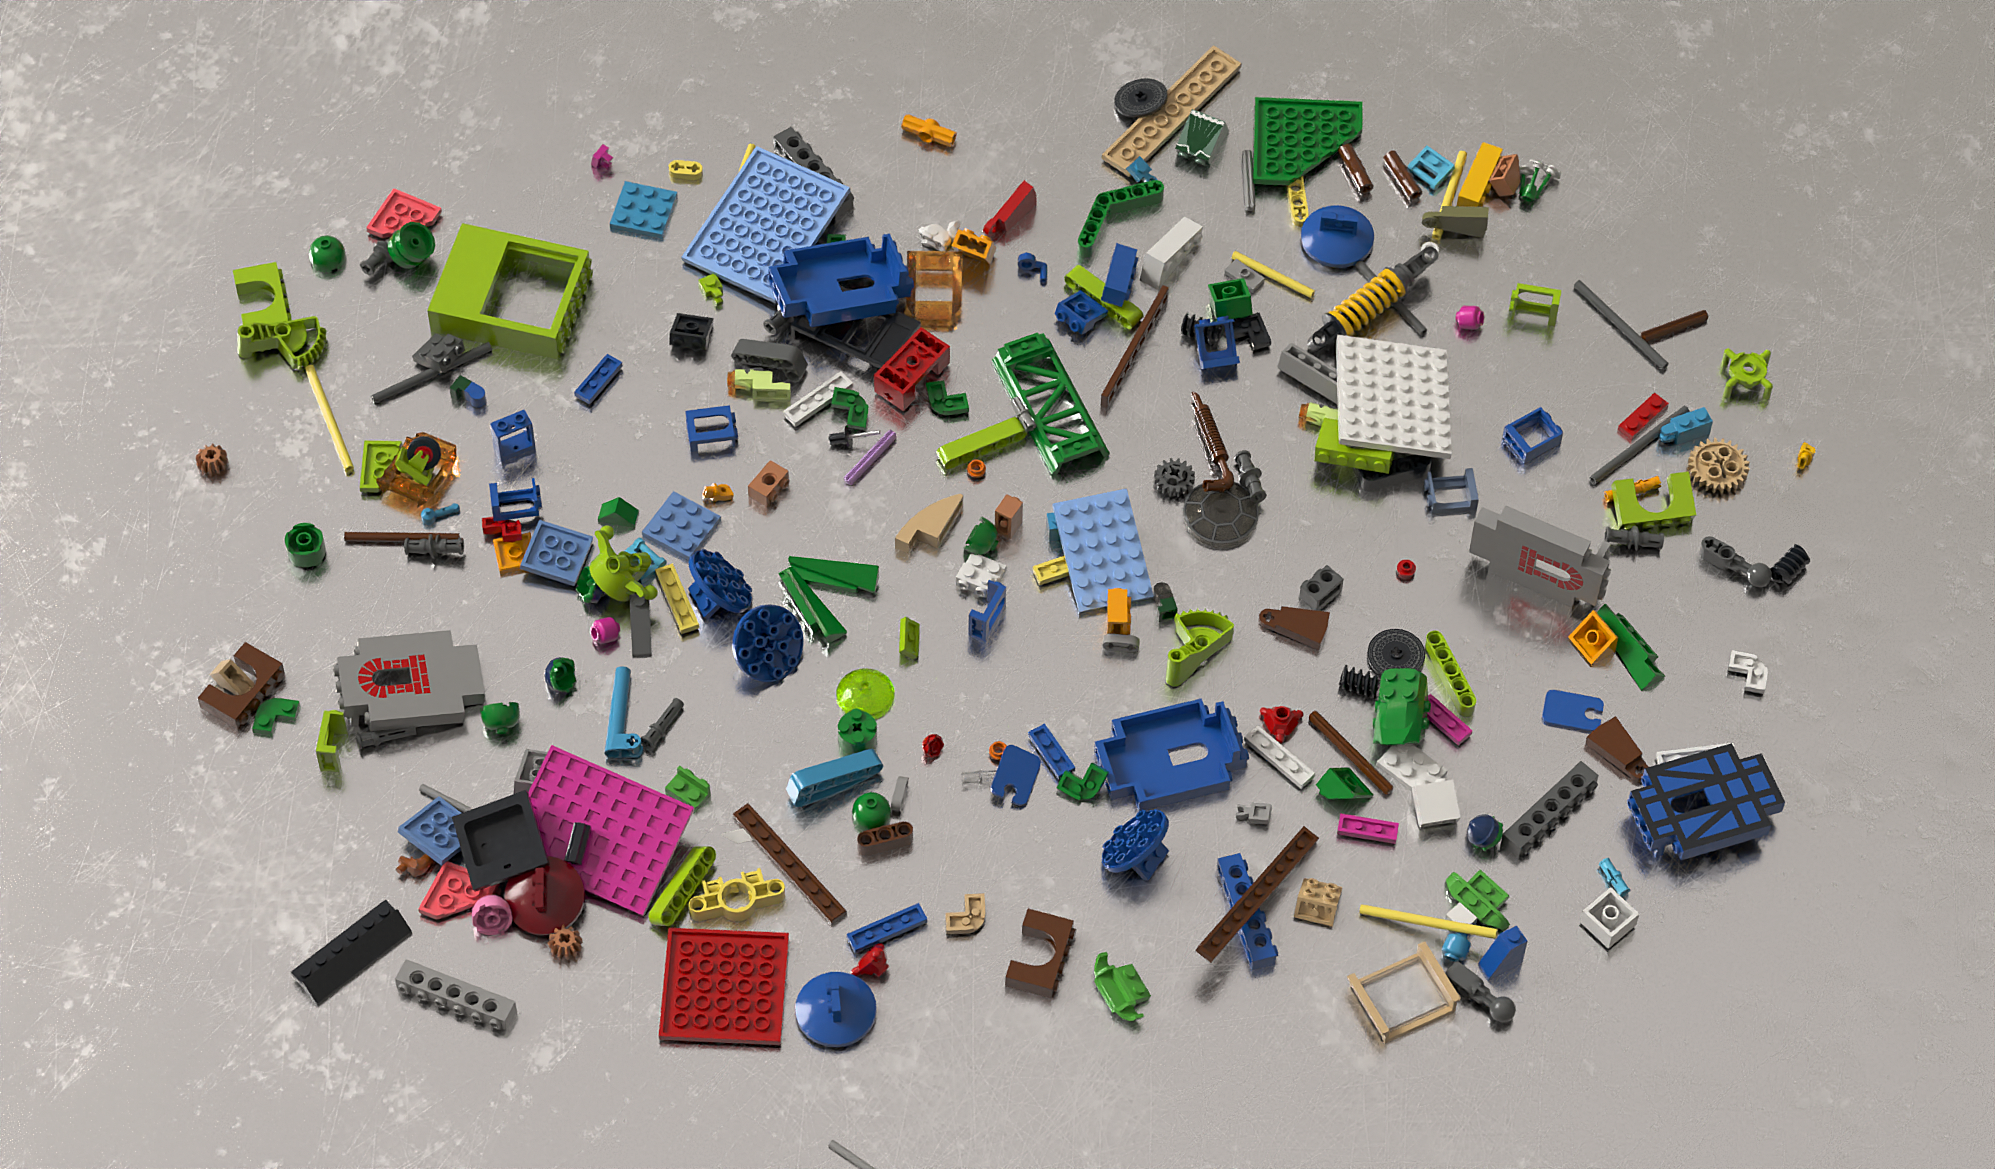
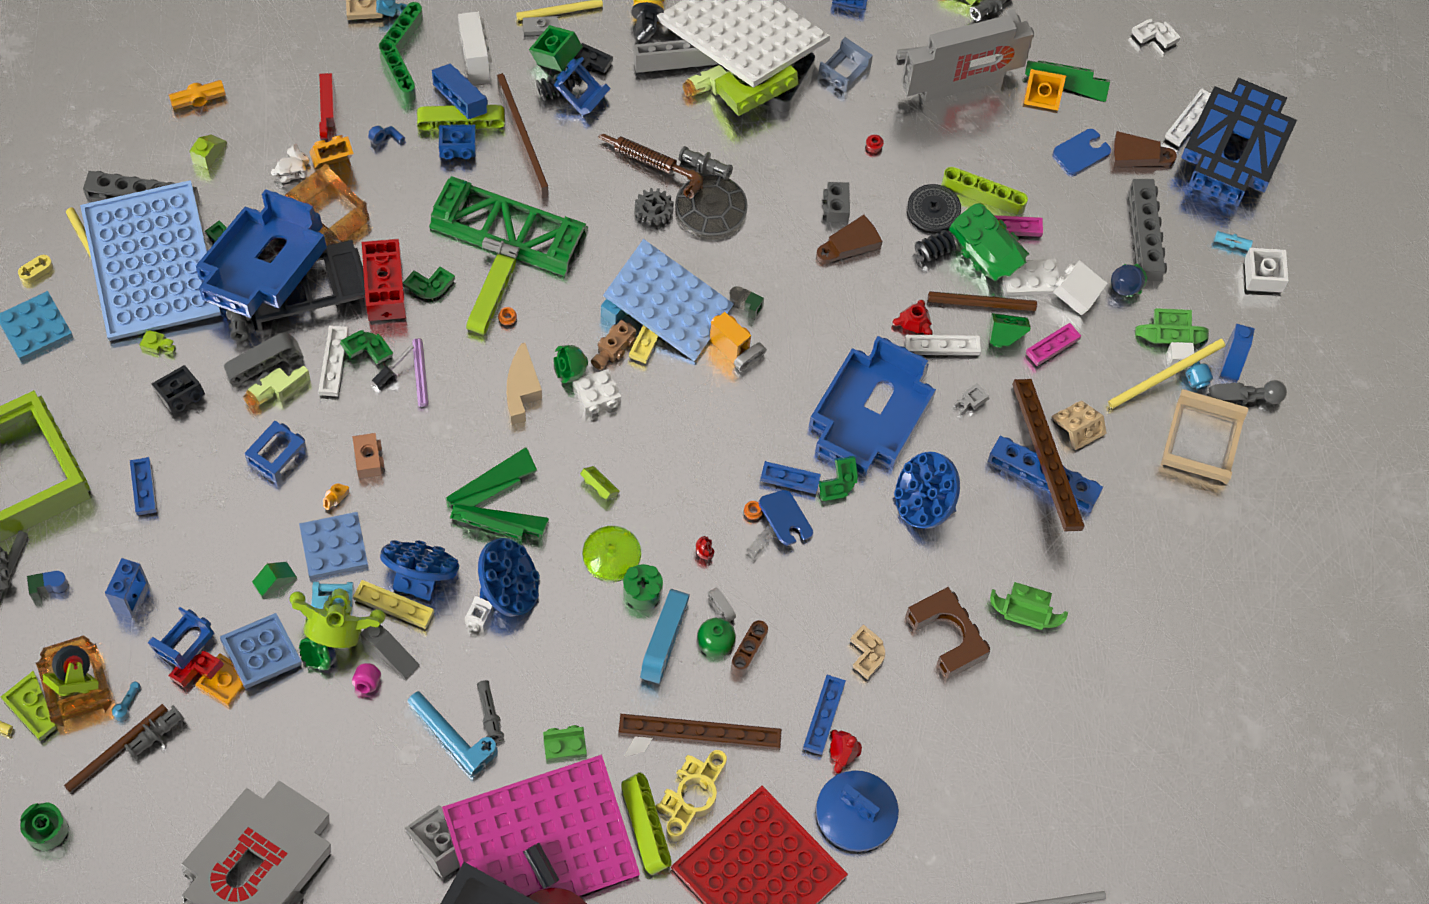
camera: 50 degrees left, 5 degrees up
(500, 717) = (360, 821): green cylinder -> none
(560, 674) = (370, 745): green hair -> none
(723, 655) = (479, 614): none -> white window
(892, 176) = (206, 150): none -> lime slope
(982, 624) = (643, 426): blue panel -> none
(1009, 516) = (575, 329): nougat brick -> none
(1030, 551) = (622, 336): none -> medium nougat brick
(1198, 642) = (800, 308): lime arm -> none

